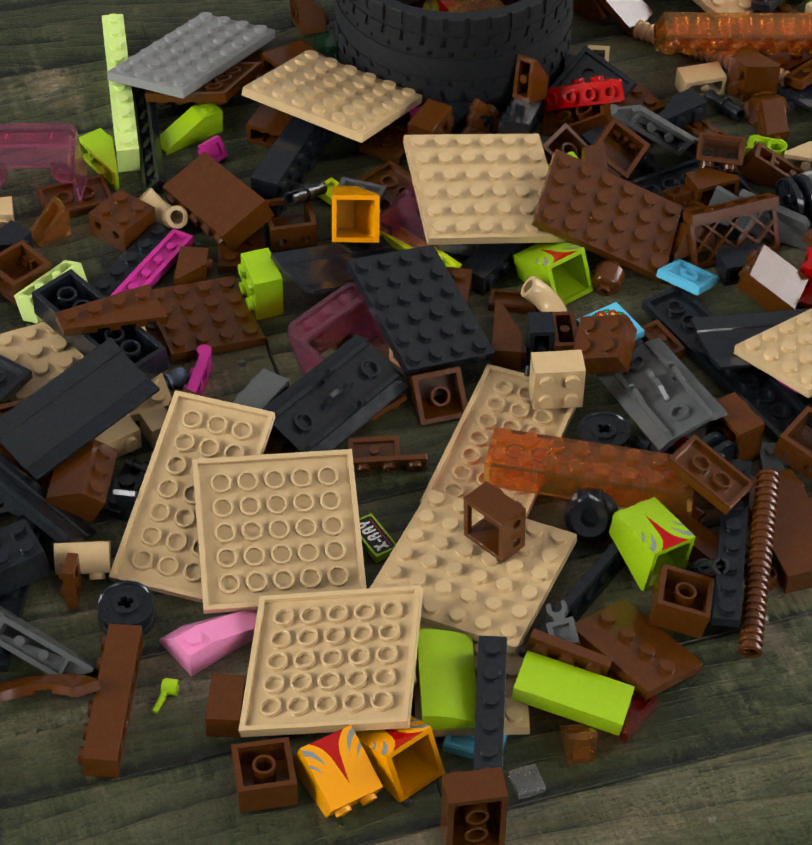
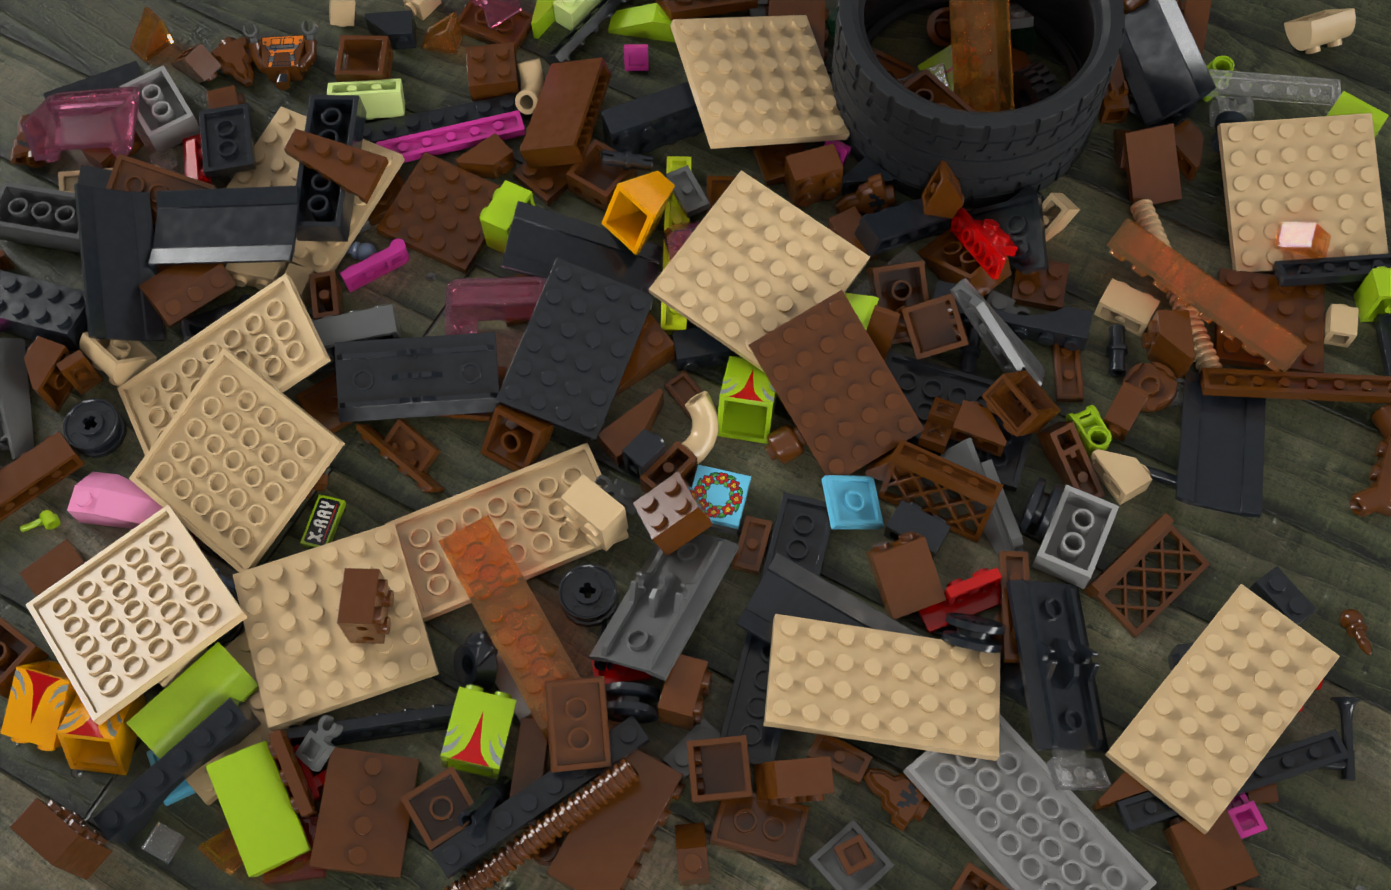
camera: 50 degrees right, 20 degrees up
(47, 597) = (45, 375): none -> reddish brown slope

